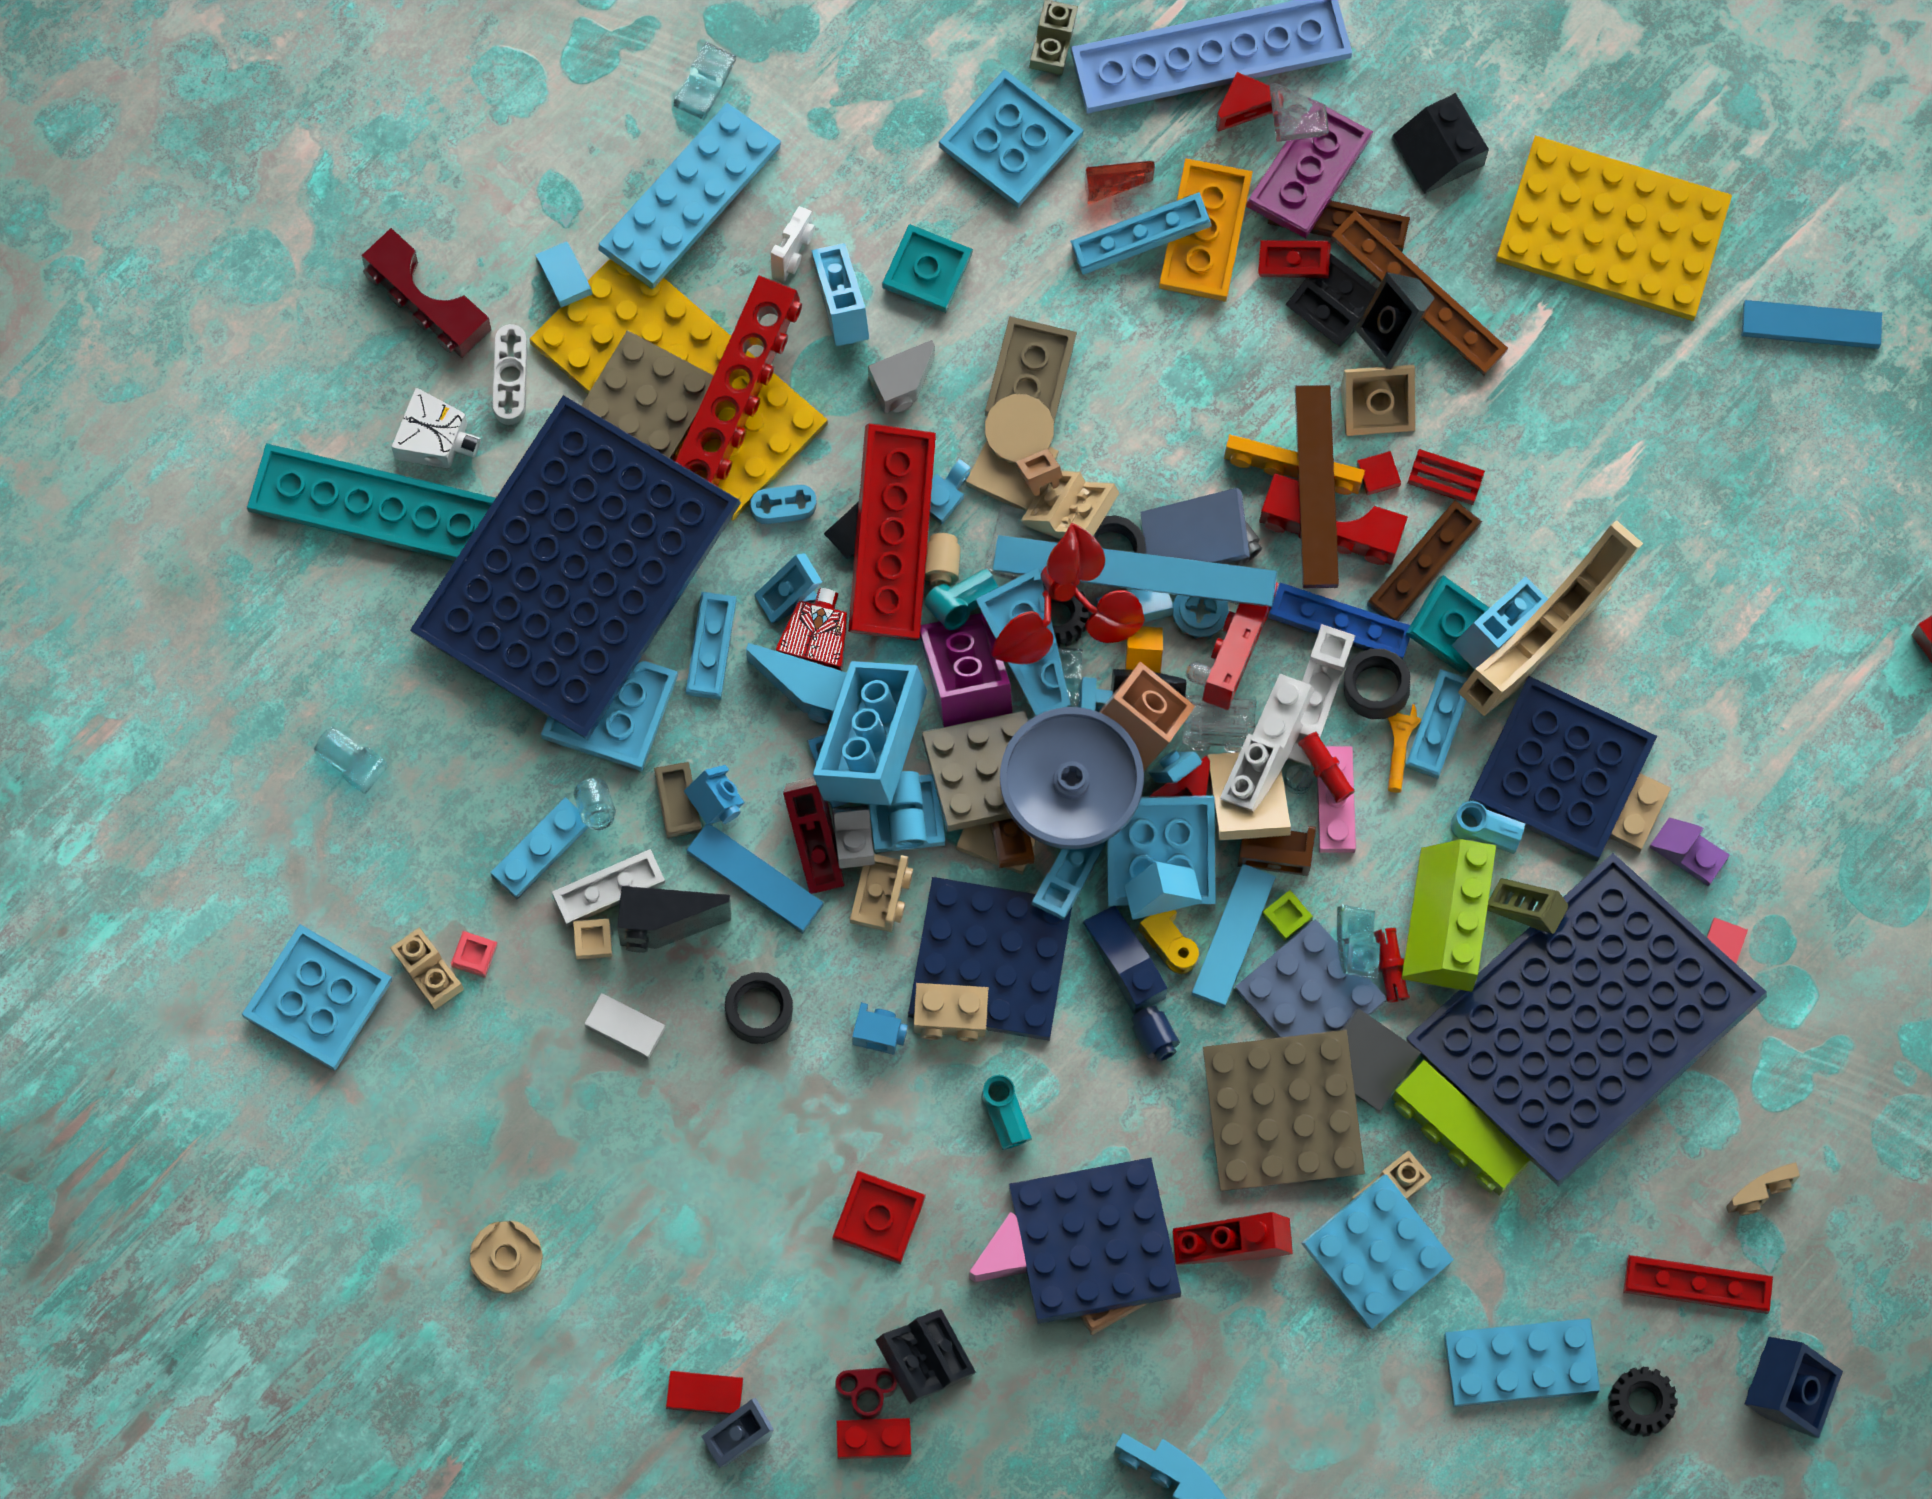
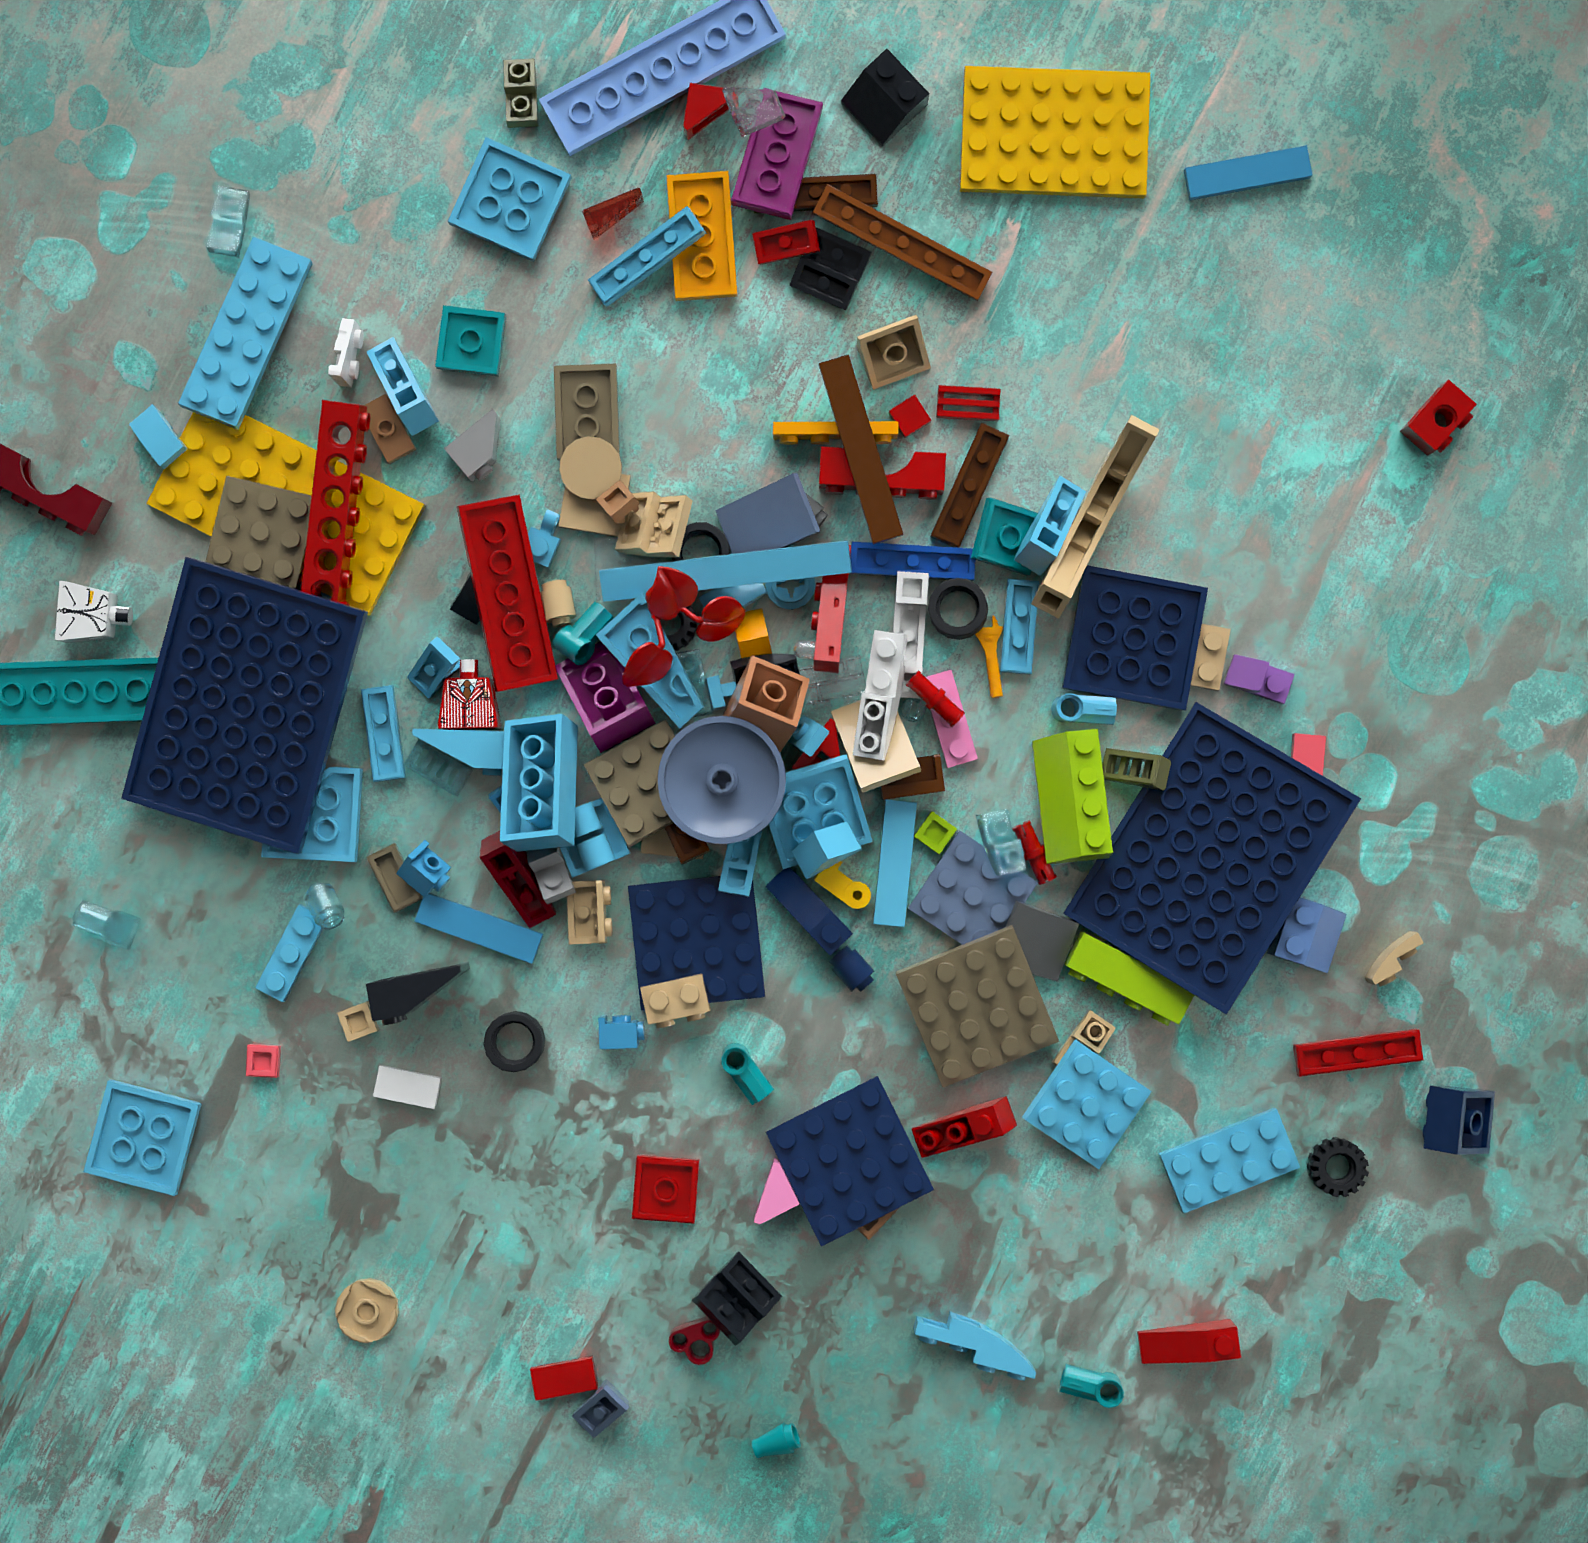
camera: 10 degrees left, 15 degrees up
(427, 968) = (227, 1084): tan slope -> none
(520, 351) = (138, 564): white beam -> none
(603, 888) = (357, 972): white plate -> none
(777, 718) = (458, 782): none -> clear light blue slope
(785, 511) = (405, 583): medium azure beam -> none
(812, 336) = (388, 429): none -> medium nougat plate
(873, 1438) = (714, 1376): red plate -> none
(1394, 316) = (887, 275): black slope -> none
(1674, 1136) = (1309, 935): none -> medium blue slope

